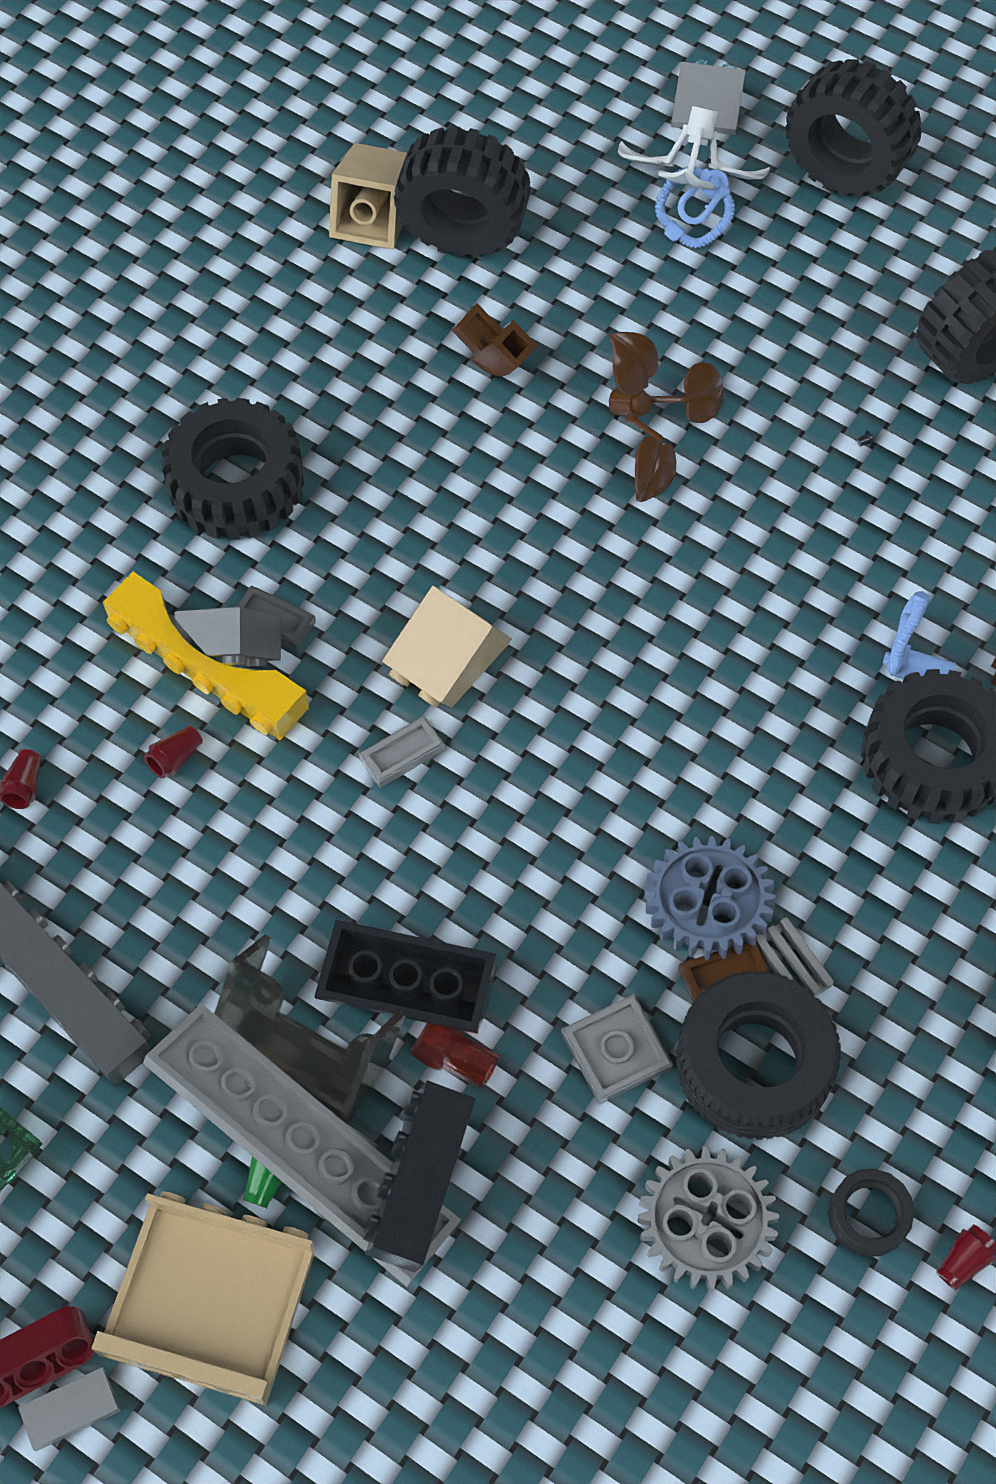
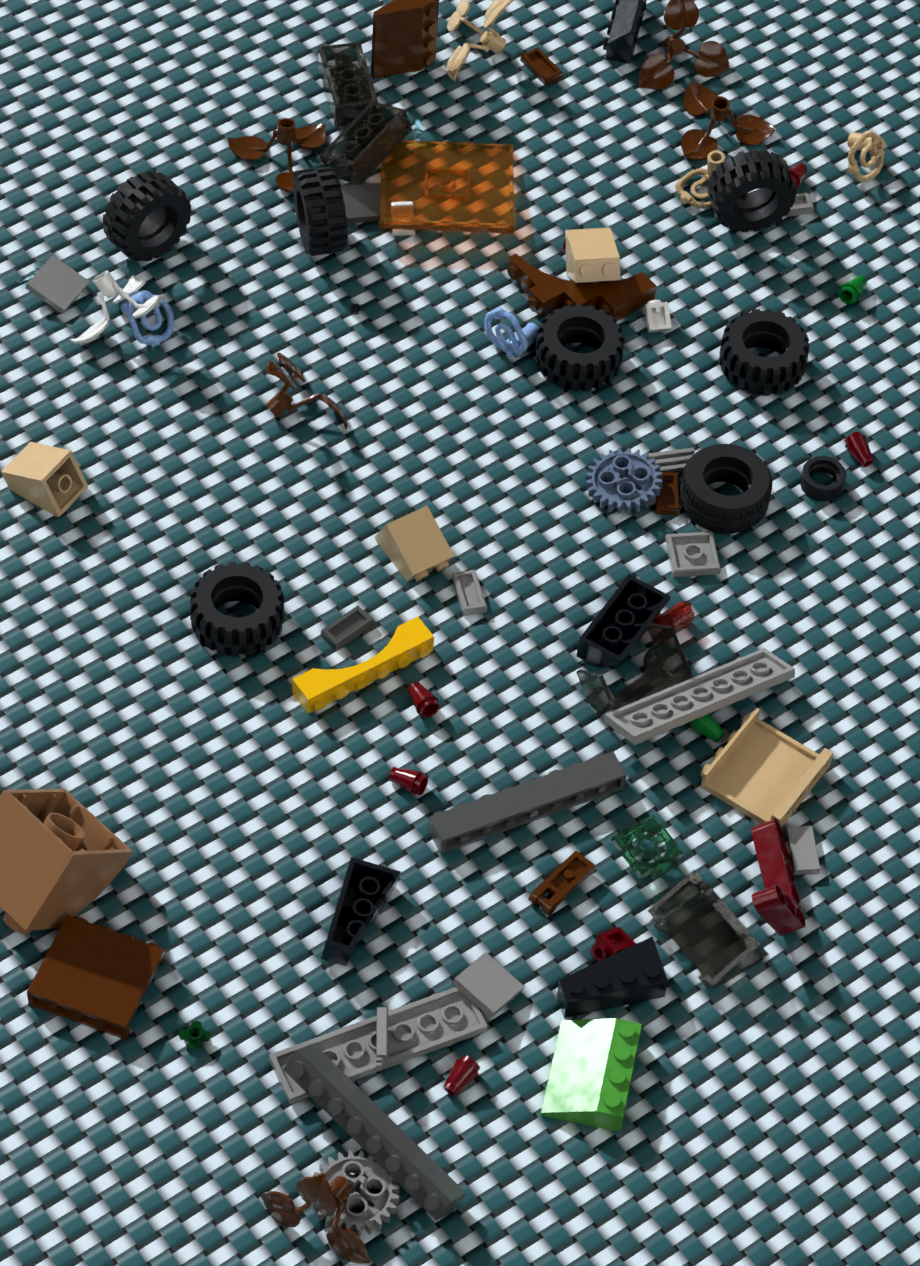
camera: 75 degrees left, 10 degrees down
(235, 634) = (364, 636): slope -> none
(418, 1176) = (740, 644): black wedge -> none
(470, 165) = (94, 419): black tyre -> none
(494, 348) = (207, 453): reddish brown brick -> none
(726, 1185) = (802, 544): light grey gear -> none

